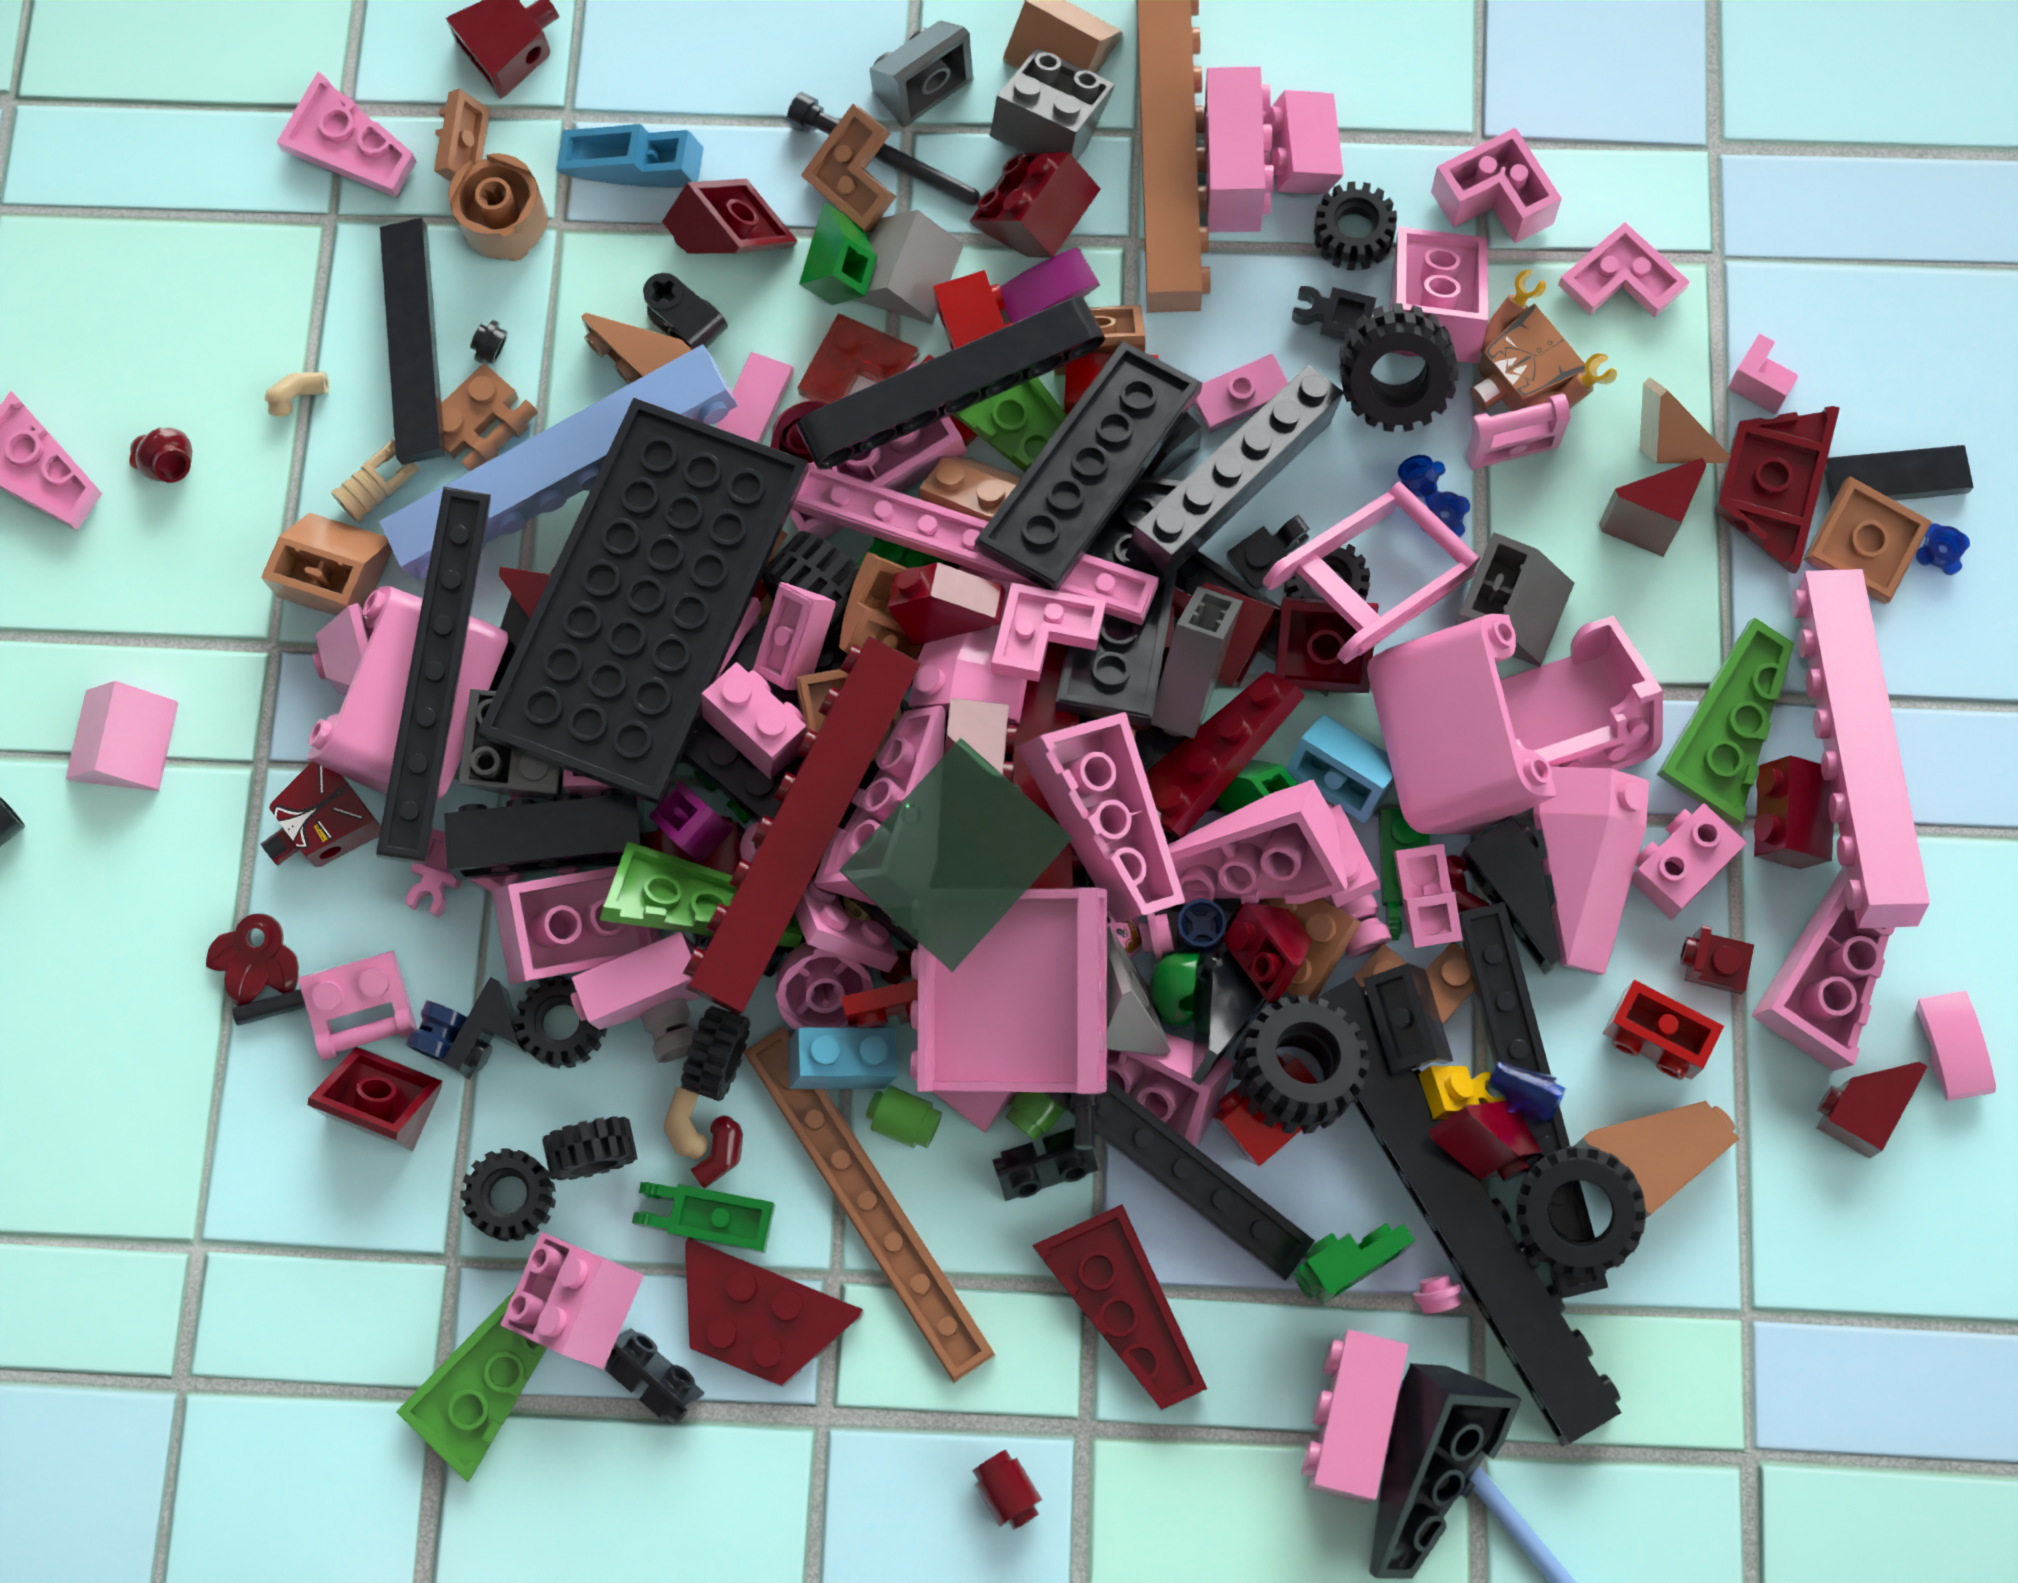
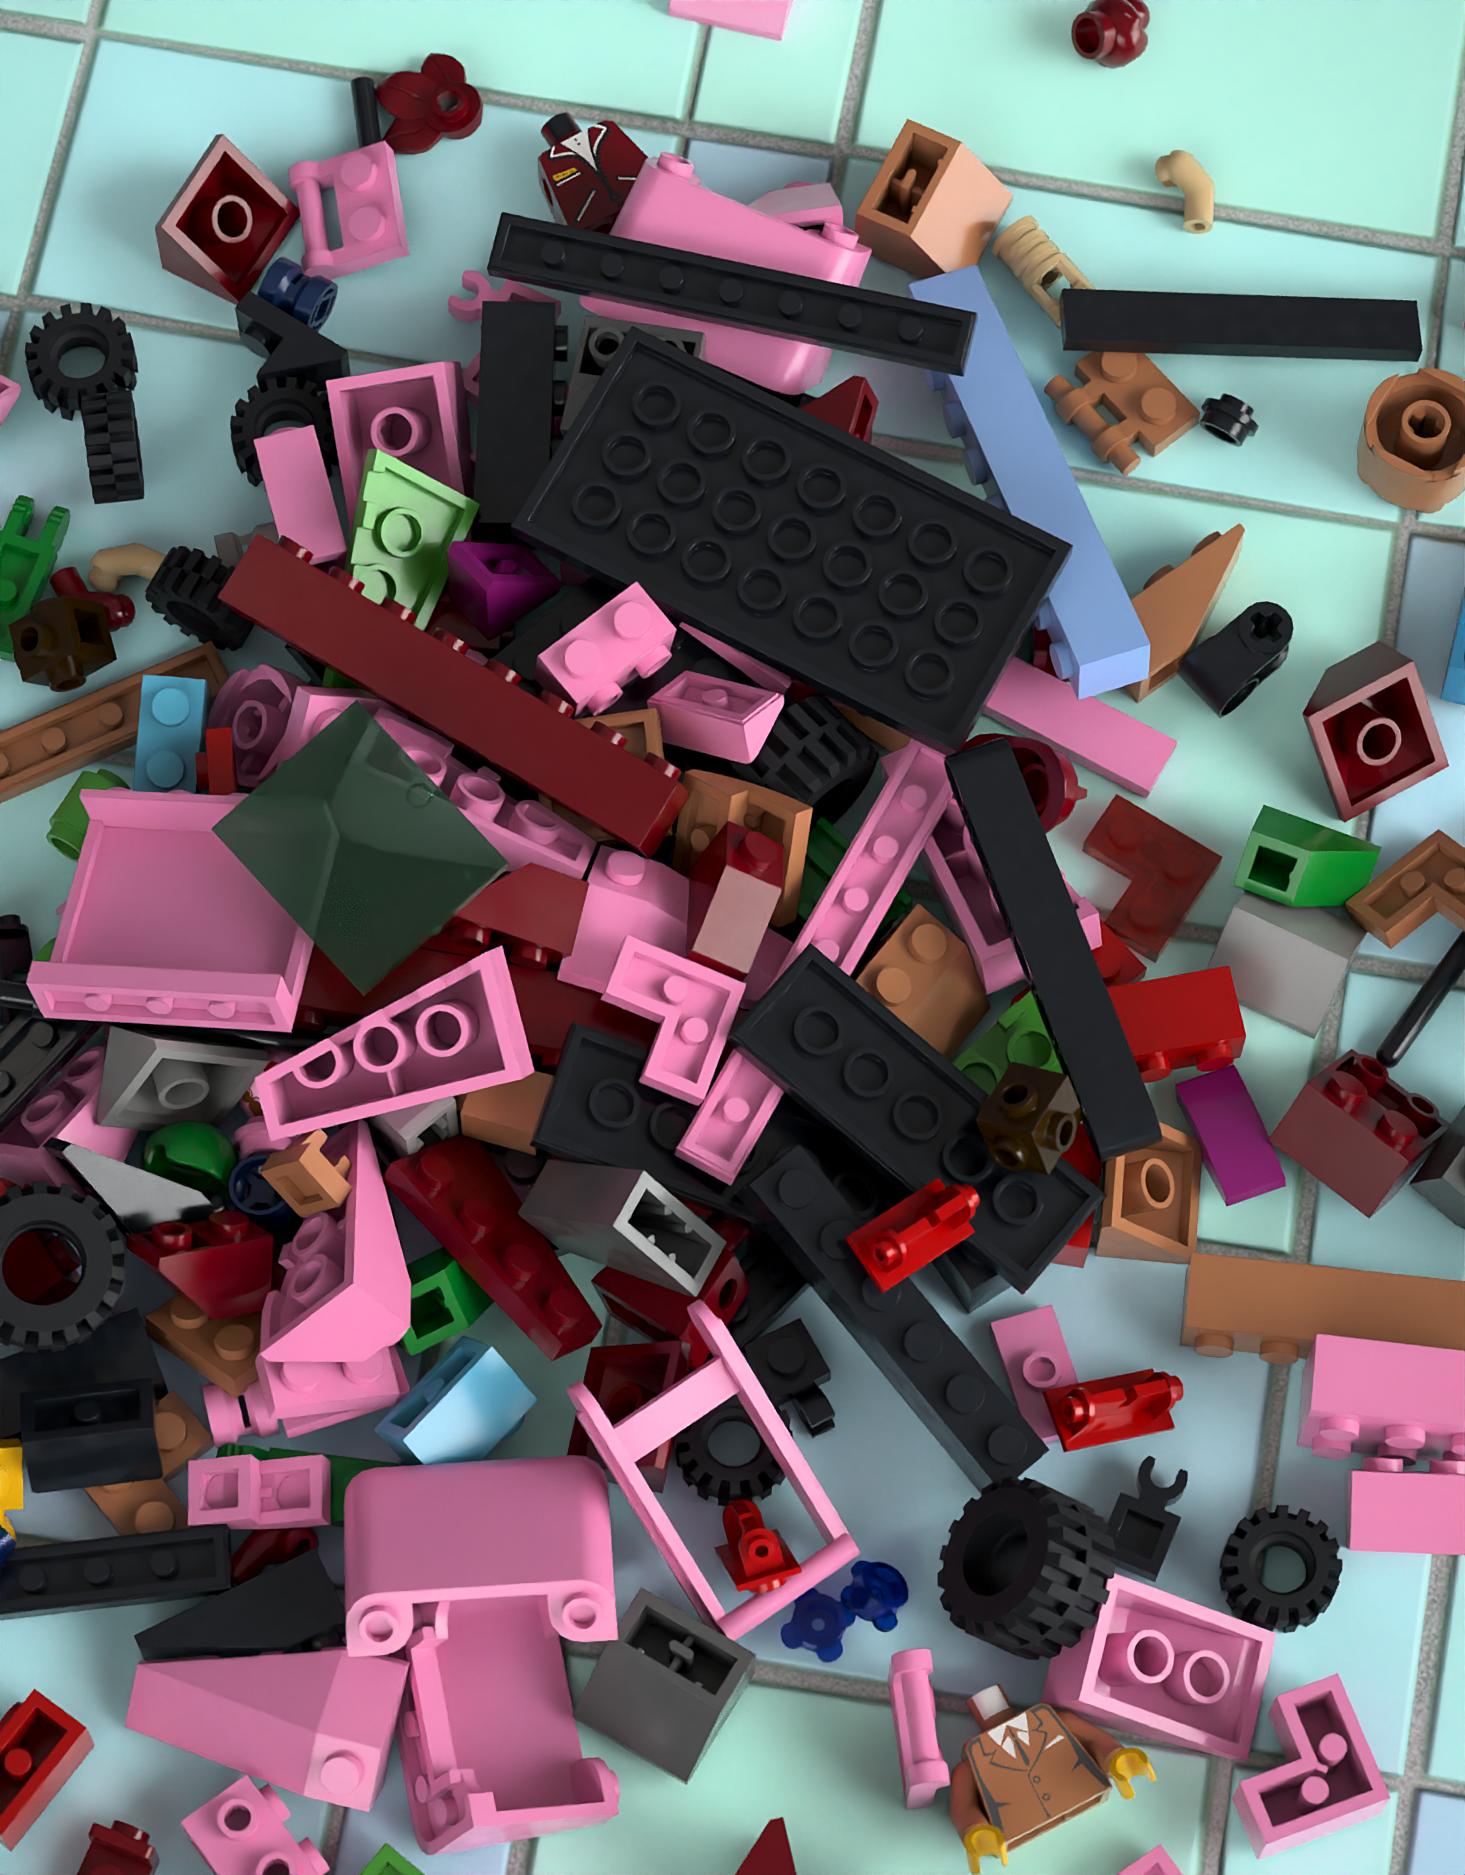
camera: 90 degrees right, 5 degrees down
(764, 1161) = (62, 642): none -> dark brown brick
(1091, 377) = (1029, 1118): none -> dark brown brick
(1185, 445) = (914, 1232): none -> red hinge
(1199, 879) = (306, 1176): none -> nougat tile
(1261, 336) = (1113, 1408): none -> red hinge
(1412, 551) = (754, 1554): none -> red hinge

